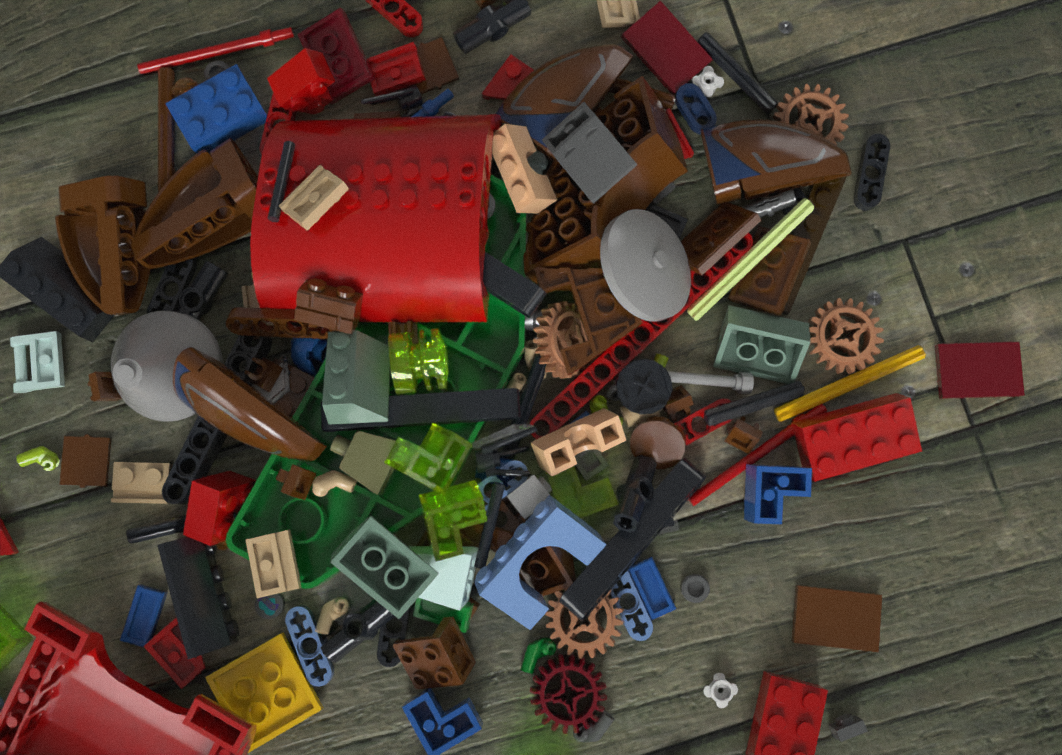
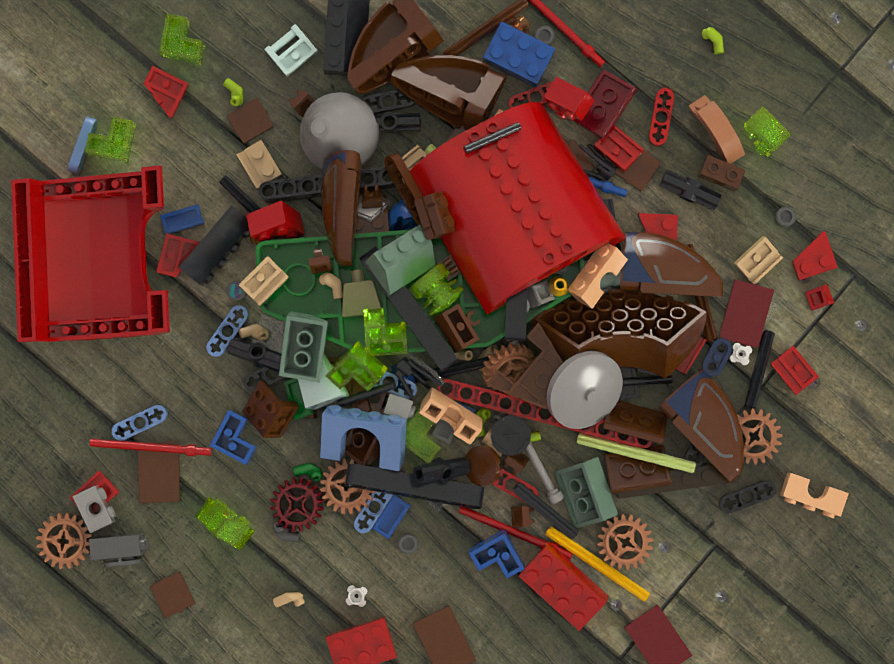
camera: 60 degrees right, 5 degrees up
(266, 689) = (191, 323): yellow plate -> none
(313, 197) = (492, 166): tan plate -> none
(479, 365) = (457, 327): none -> reddish brown brick
(502, 247) = (539, 294): none -> light grey slope
(508, 225) = (556, 291): none -> yellow cone
(589, 152) = (631, 310): dark grey slope -> none
(675, 196) = (647, 380): none -> black bar
(761, 36) = (794, 370): none -> red plate
(772, 204) = (680, 443): dark grey pin -> none
(930, 85) = (796, 490): none -> light nougat arch

